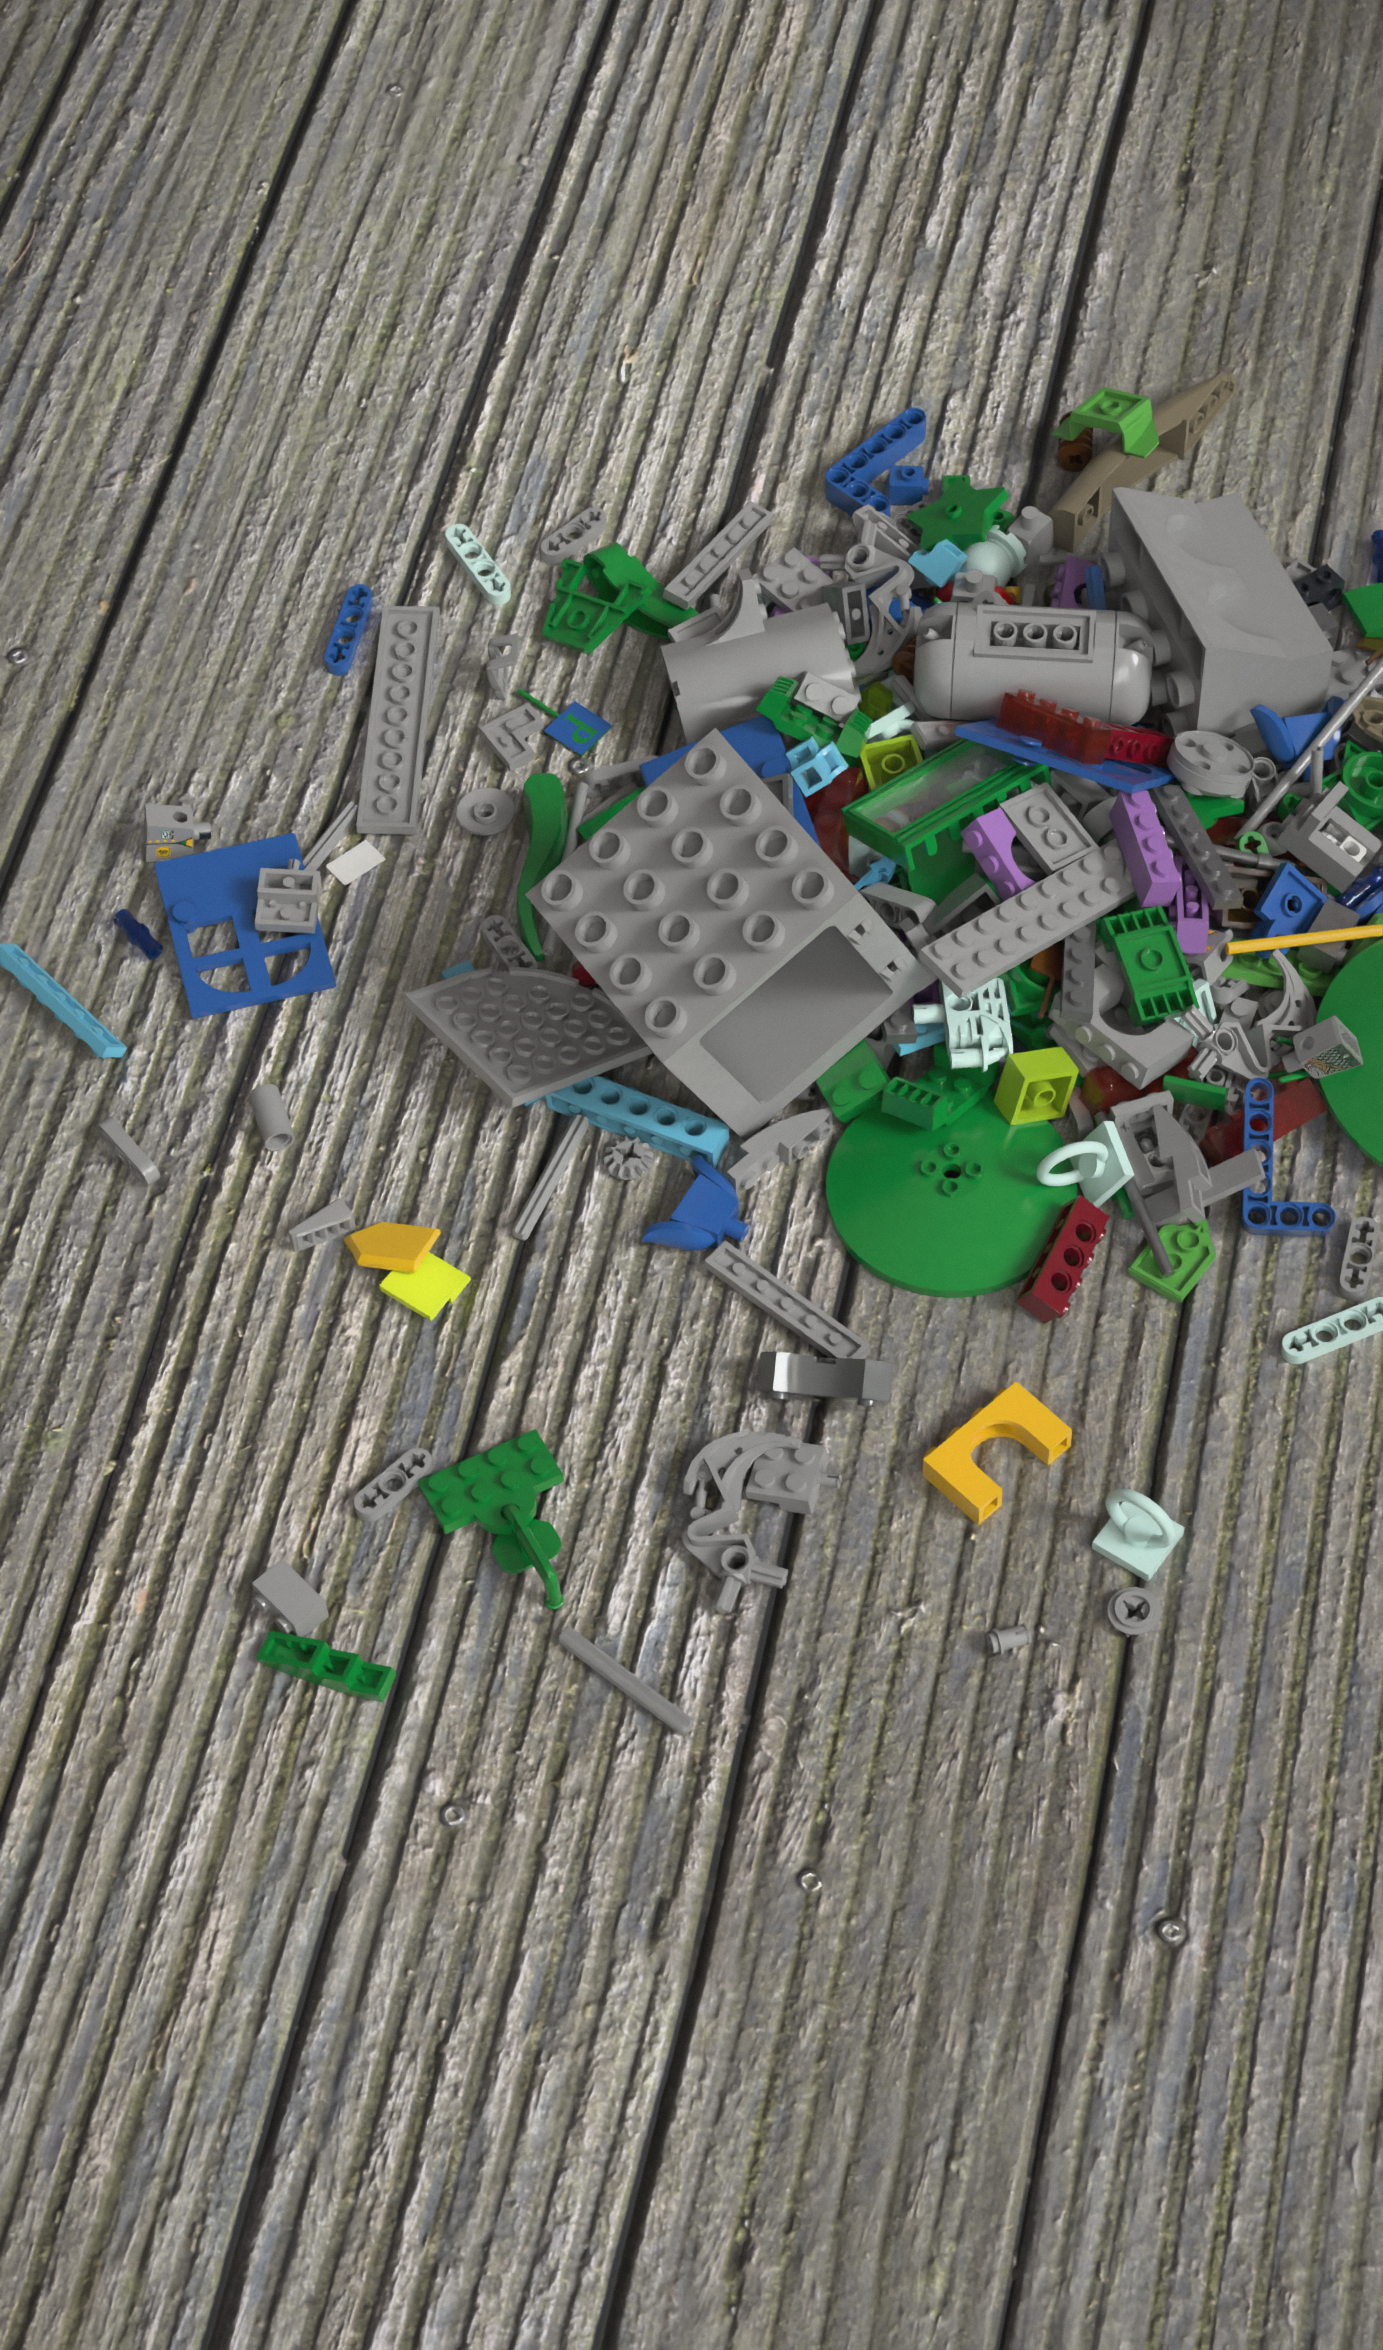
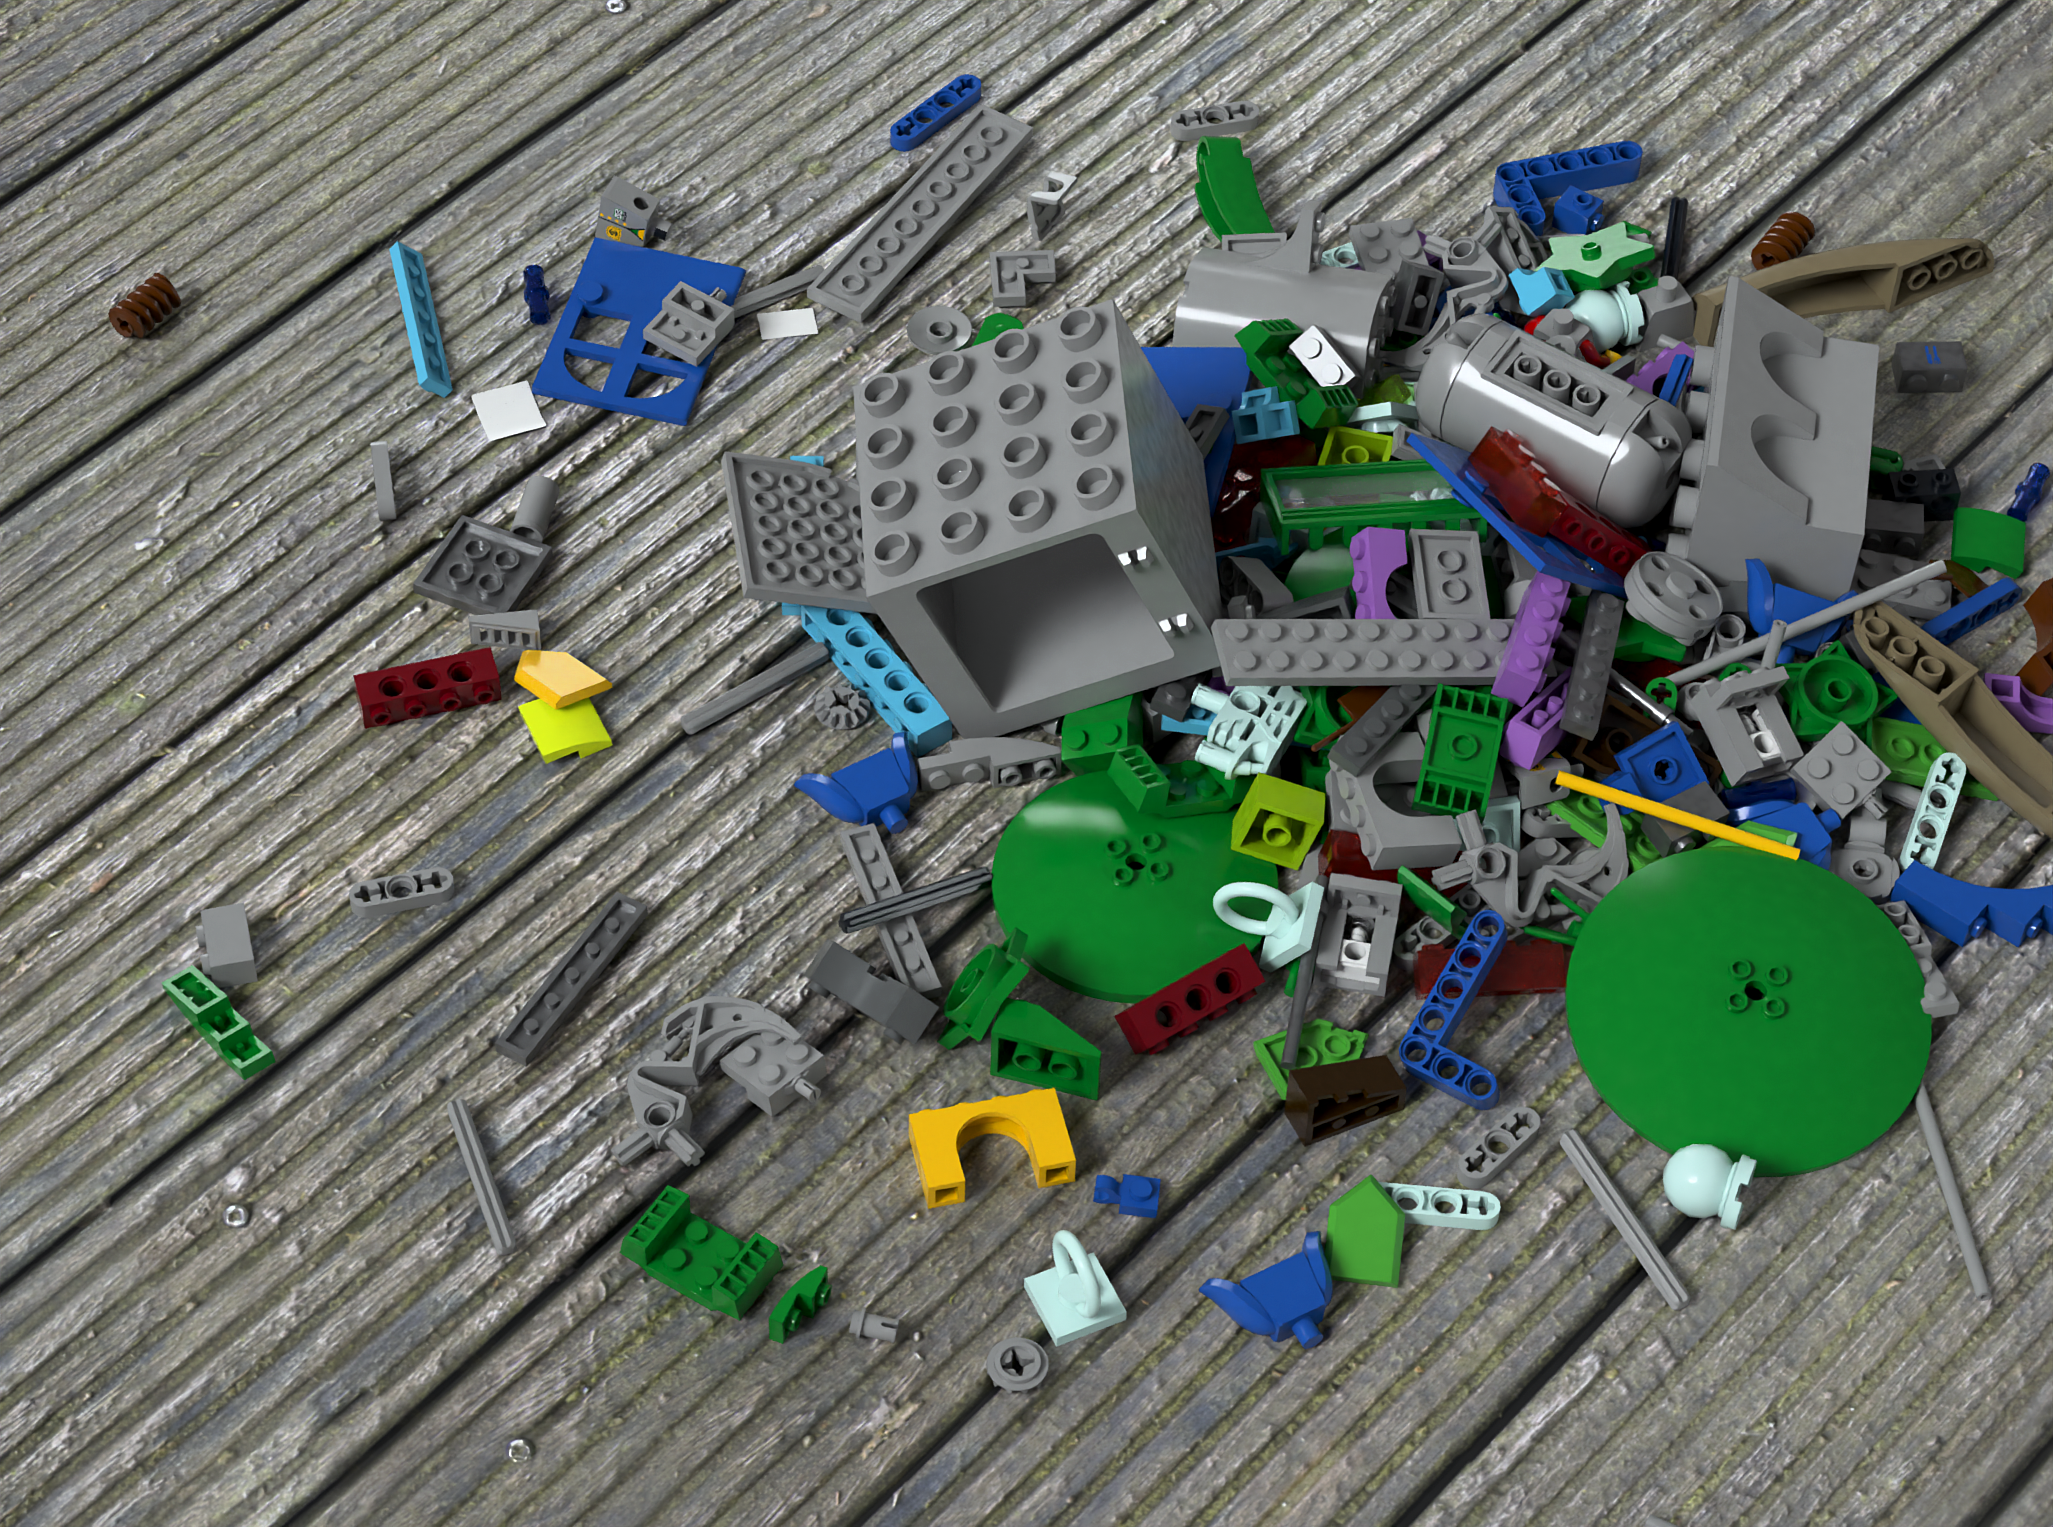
camera: 25 degrees right, 5 degrees down
(183, 1043) = (508, 410): none -> white sticker
(263, 1186) = (482, 568): none -> flat silver plate
(299, 1291) = (427, 687): none -> dark red brick
(475, 565) = (1102, 107): light aqua beam -> none
(499, 1486) = (487, 953): green plate -> none
(575, 727) = (1083, 290): blue piece -> none
(580, 1486) = (571, 979): none -> flat silver plate
(583, 620) = (1163, 197): green wing -> none
(718, 555) = (1338, 194): light grey plate -> none
(803, 1286) = (915, 900): none -> black axle
(841, 1655) = (700, 1257): none -> green plate
(916, 1331) = (982, 989): none -> green plate
(943, 1650) = (799, 1300): none -> green slope
(986, 1356) = (1043, 1051): none -> green slope
(989, 472) = (1674, 237): none -> black axle
(1117, 413) = (1828, 227): bright green piece -> none
(1124, 1433) = (1135, 1194): none -> blue plate
(1186, 1162) = (1373, 964): light grey slope -> none
(1225, 1178) = (1378, 999): light grey tile -> none
(1225, 1279) = (1342, 1096): none -> dark brown wedge
(1254, 483) = (1929, 367): none -> flat silver brick
(1290, 1457) = (1281, 1298): none -> blue torso
(1314, 1378) = (1365, 1236): none -> bright green tile
(1324, 1049) = (1589, 920): light grey torso -> none

